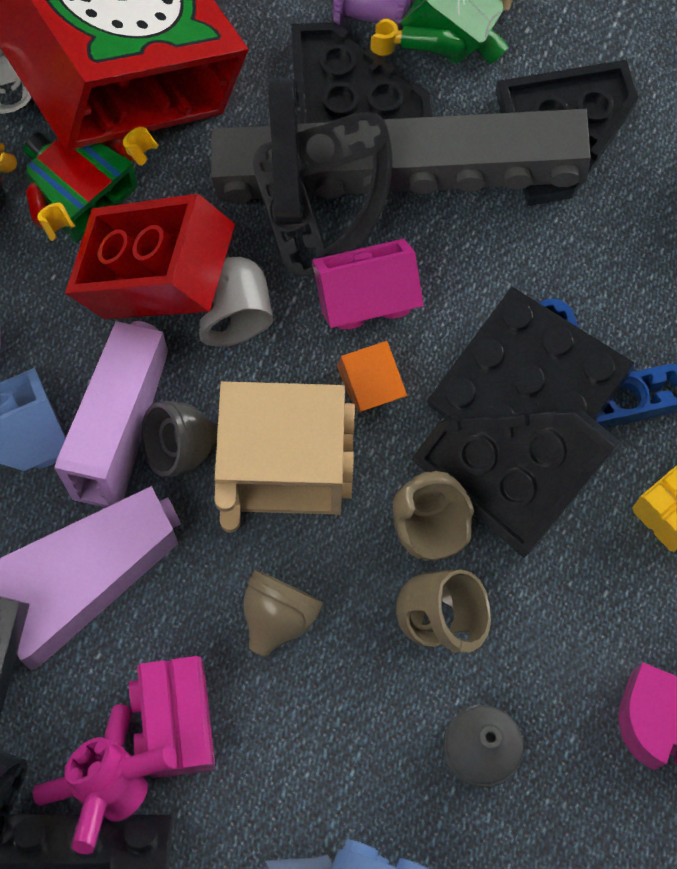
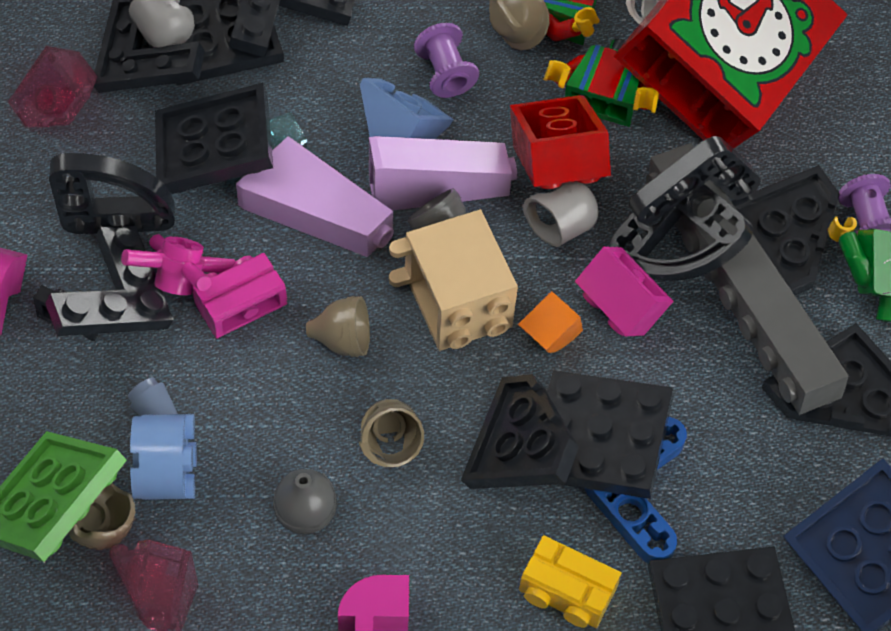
camera: 65 degrees right, 10 degrees down
(432, 516) = (458, 399): dark tan hair -> none

